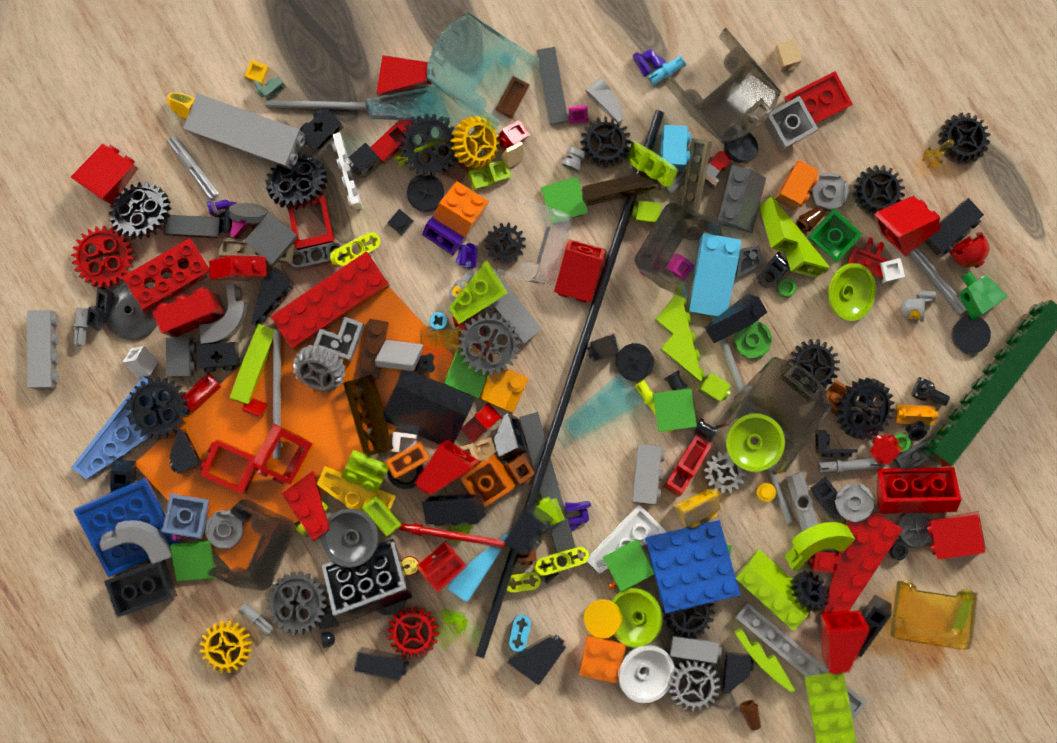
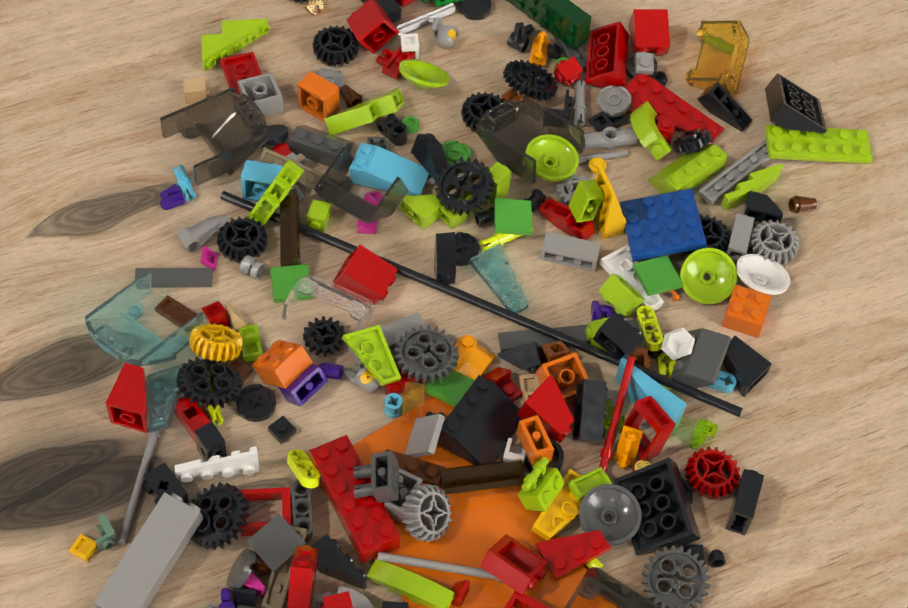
camera: 85 degrees left, 30 degrees down
(336, 323) = (384, 478): none -> dark grey brick
(423, 548) = (628, 446): none -> light orange hinge
(532, 614) = (704, 362): none -> dark grey slope
(538, 590) = (677, 343): none -> white panel
(598, 530) = (621, 295): none -> lime brick
(602, 618) = (707, 305): yellow tile -> none
(695, 483) = (586, 200): none -> lime brick
(701, 339) = (450, 181): none -> black gear
(835, 235) = (369, 79): green slope -> none
(842, 639) = (737, 120): red slope -> none
(871, 79) = (234, 37): none -> lime slope
(875, 703) = (793, 106): none -> black slope
(910, 532) = (644, 63): none -> light grey bracket

